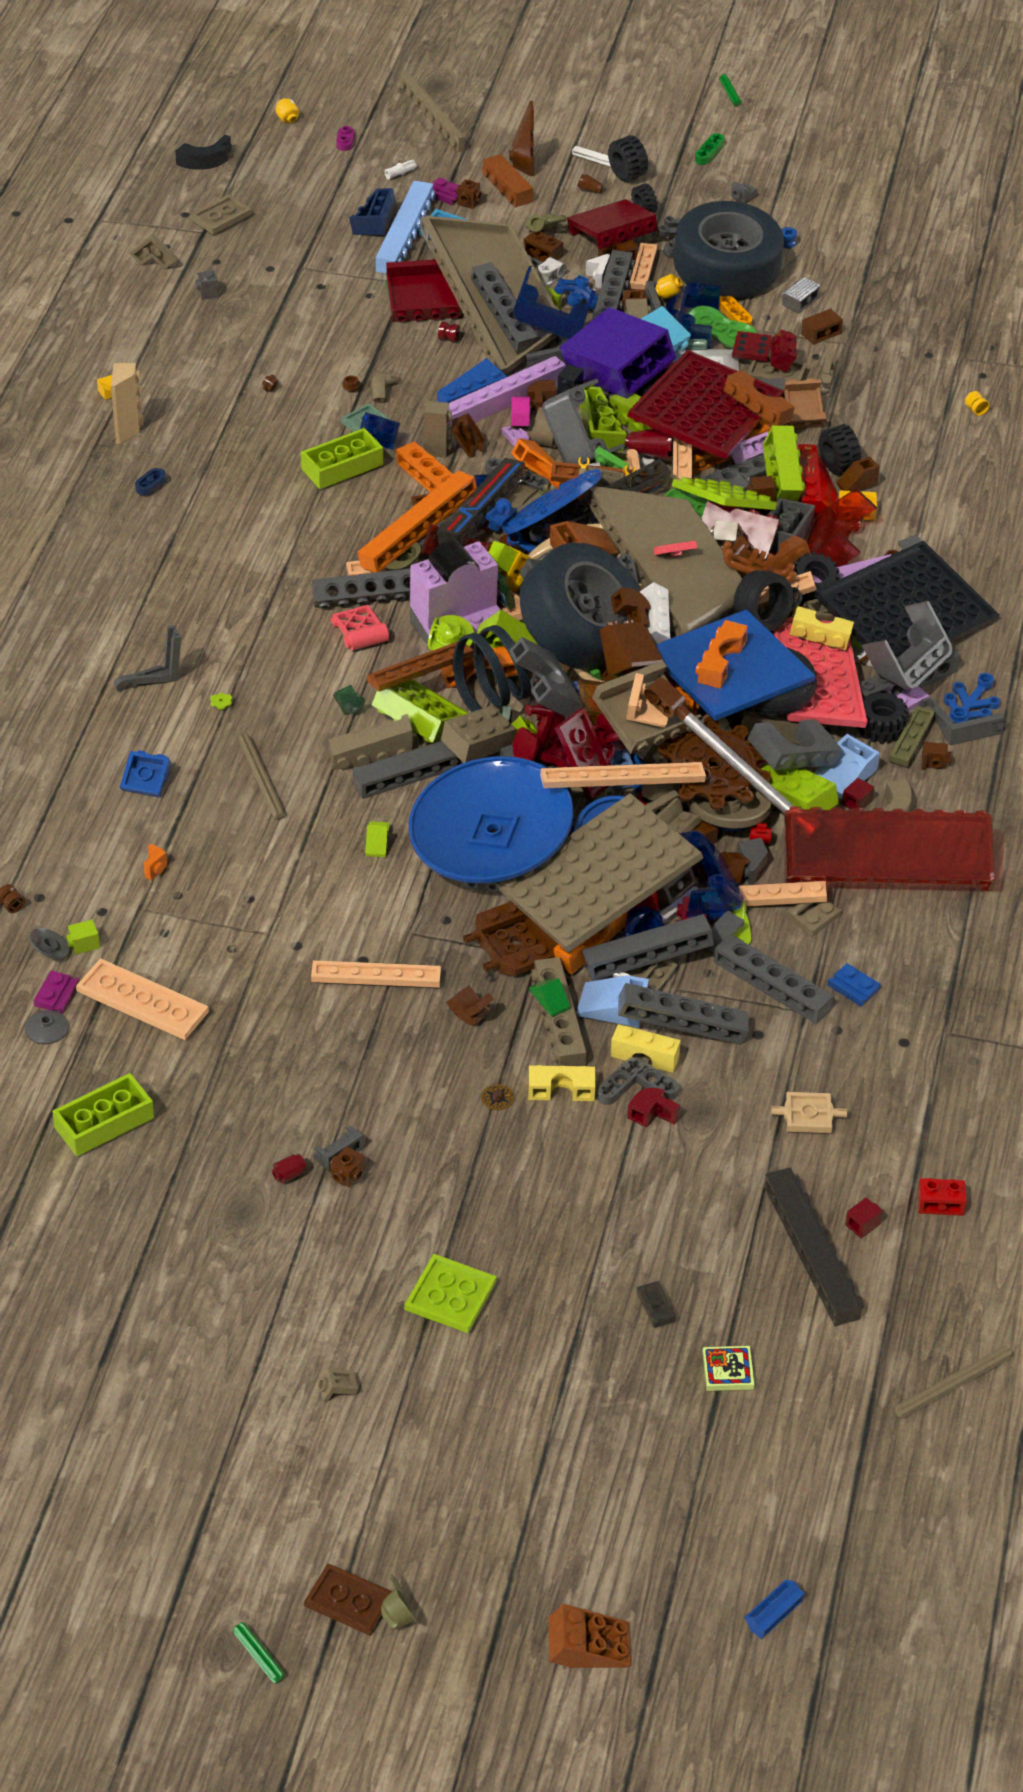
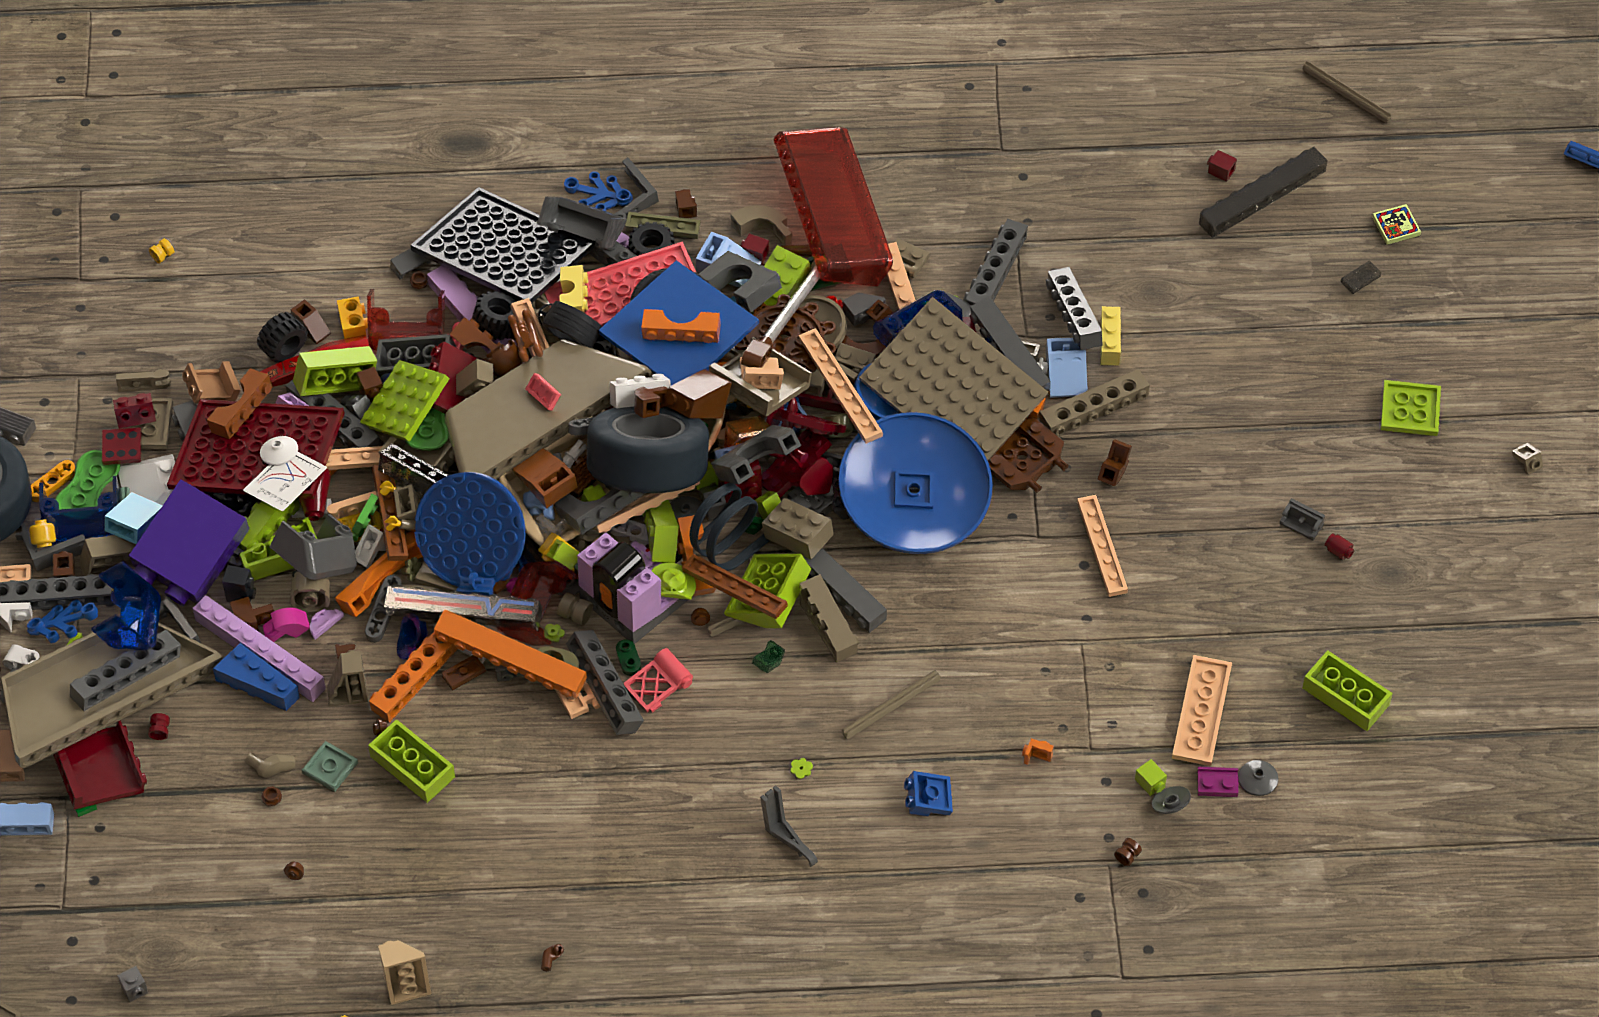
camera: 105 degrees left, 10 degrees up
(112, 511) = (550, 955): none -> reddish brown arm
(150, 481) = (494, 933): dark blue plate -> none
(347, 1166) = (1325, 503): reddish brown brick -> none
(377, 839) = (938, 590): lime slope -> none
(382, 429) = (357, 739): clear blue brick -> none
(389, 451) = (379, 726): none -> reddish brown plate
(394, 615) = (627, 656): none -> dark green plate
(497, 1097) = (1195, 431): piece -> none
(551, 996) = (1090, 404): green slope -> none
(577, 1079) = (1172, 397): light yellow arch -> none
(636, 1076) = (1136, 338): dark grey beam -> none
(651, 1103) = (1167, 322): dark red brick -> none
(655, 402) = (284, 483): none -> white sticker
(692, 407) = (279, 450): none -> white dish
(808, 1112) = (1129, 219): tan plate -> none
(821, 326) = (64, 398): reddish brown brick -> none
(854, 984) = (975, 217): blue plate -> none
(941, 1196) = (1180, 122): red brick -> none

